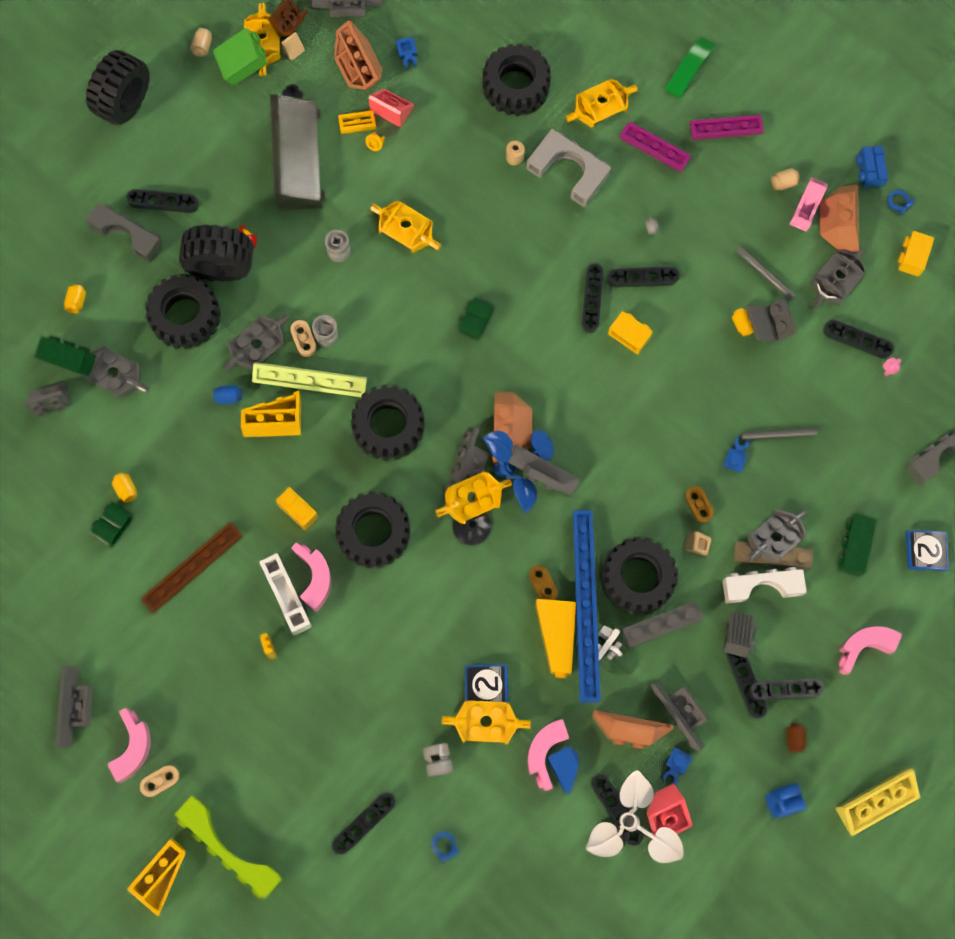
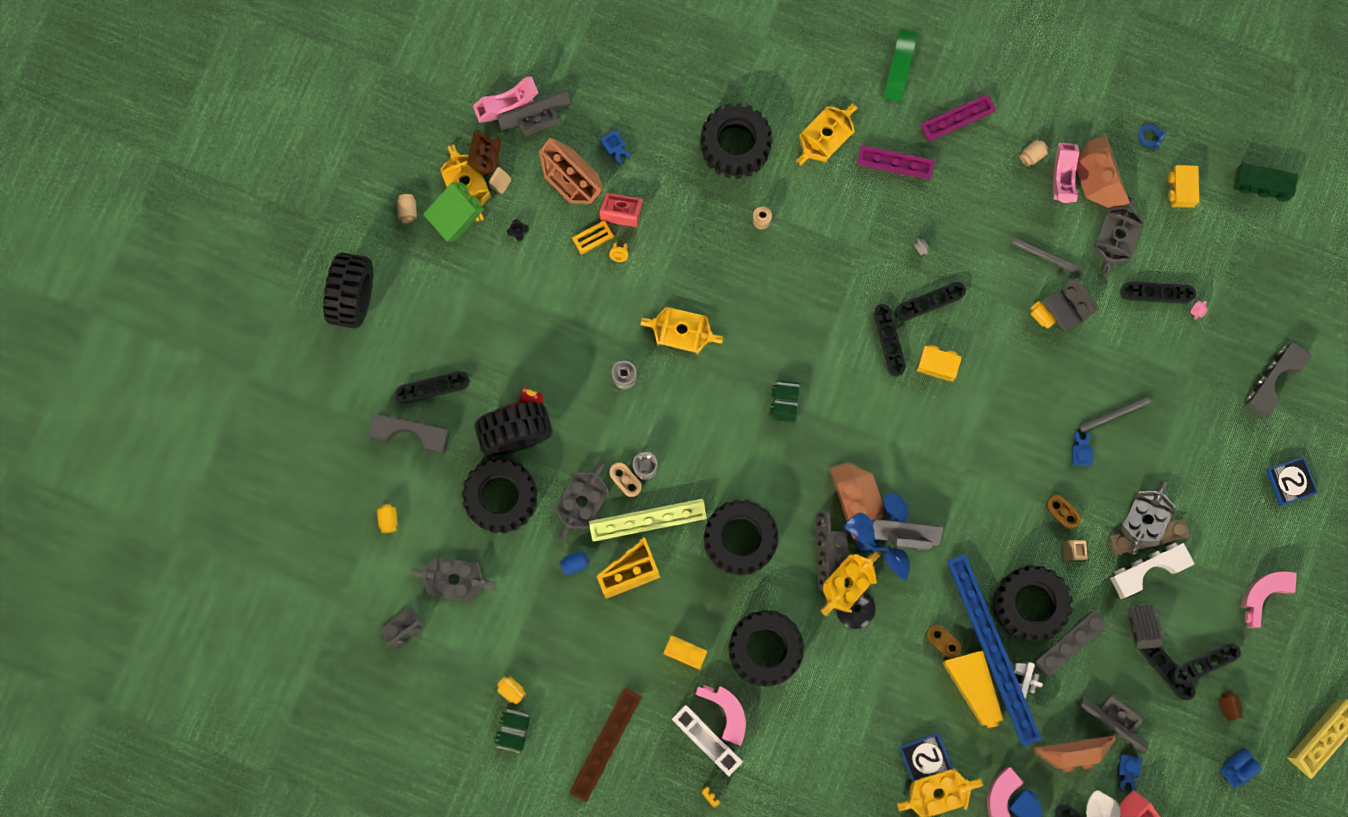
camera: 15 degrees left, 5 degrees up
(65, 355) = (404, 581): dark green brick -> none
(295, 153) = (548, 293): clear smoke windscreen -> none
(558, 147) = (845, 209): light grey arch -> none
(856, 544) = (1224, 499): dark green brick -> none
(872, 167) = (1113, 110): blue brick -> none

